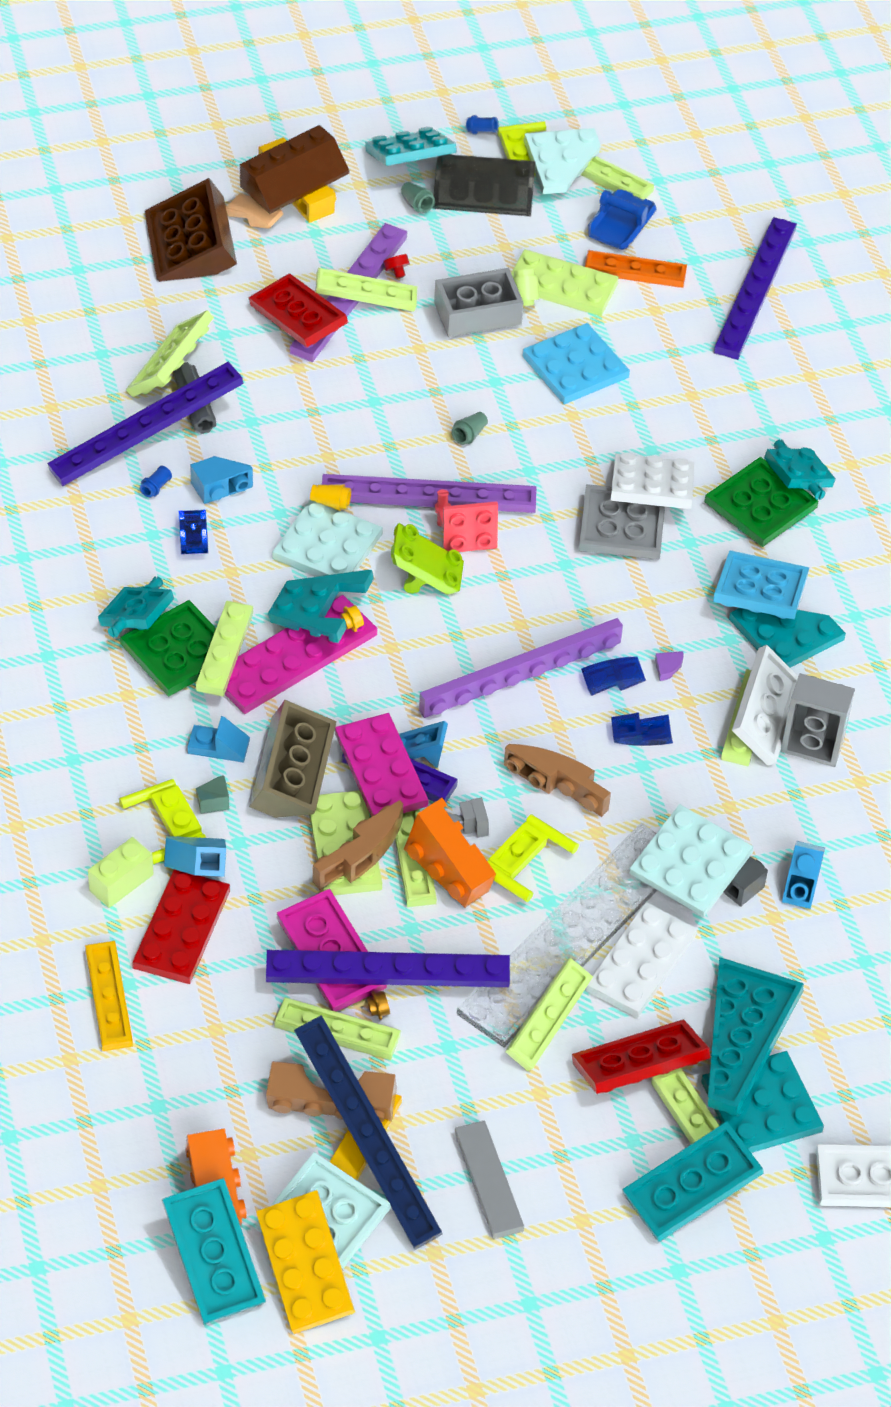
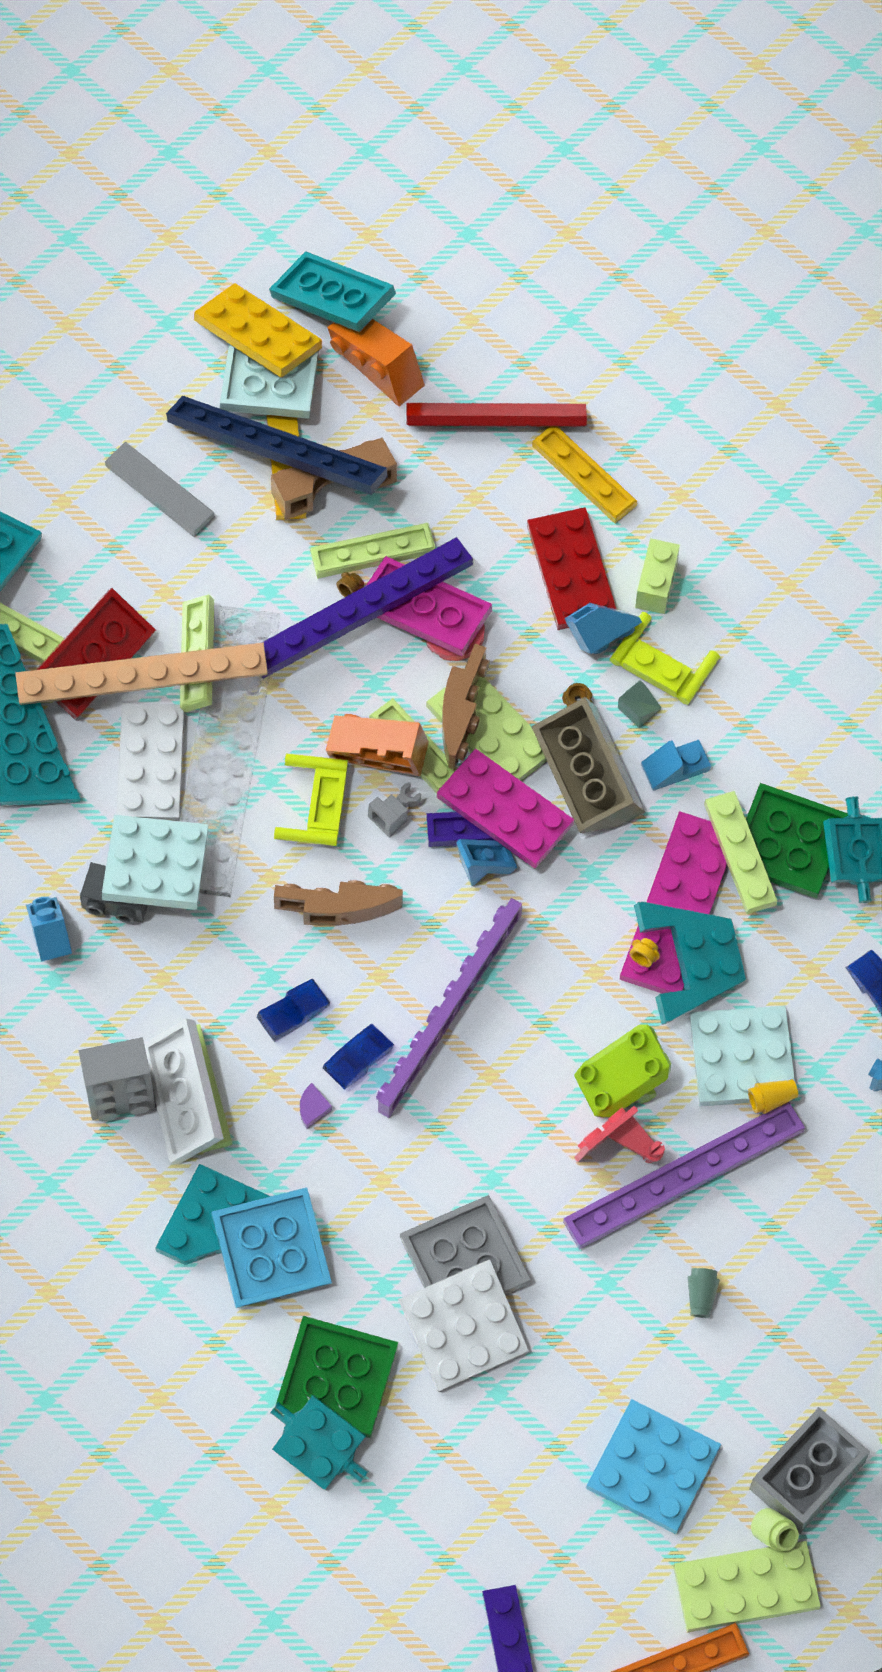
camera: 150 degrees right, 15 degrees up
(146, 1077) = (496, 414): none -> red tile
(257, 819) = (576, 690): none -> pearl gold plate
(615, 997) = (141, 673): none -> light nougat plate

